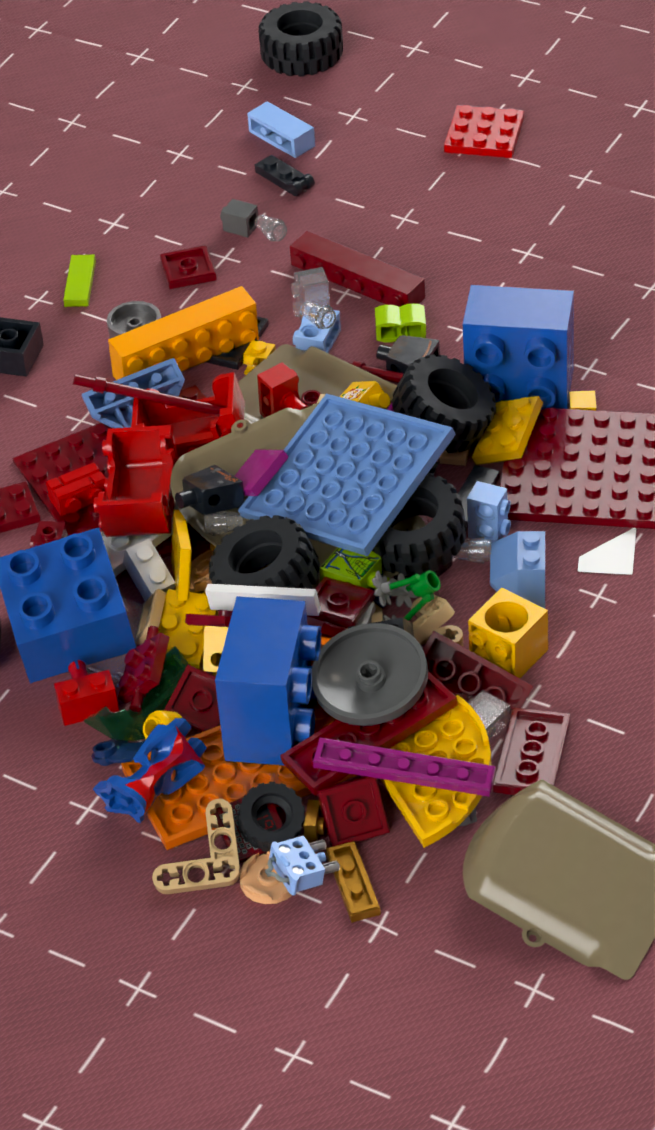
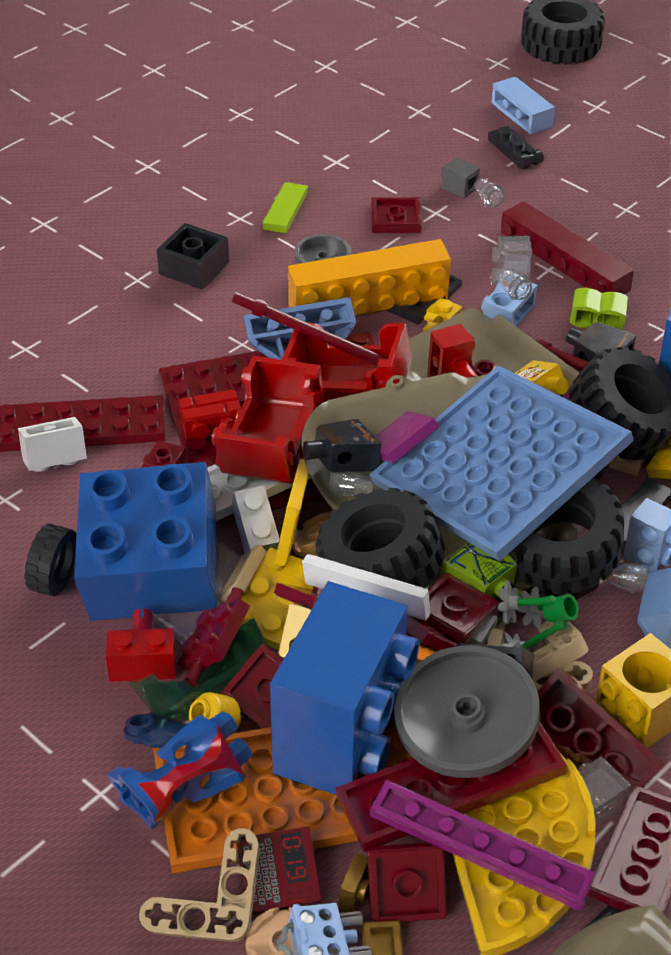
camera: 10 degrees right, 0 degrees up
(266, 794) = (304, 836): black tyre -> none

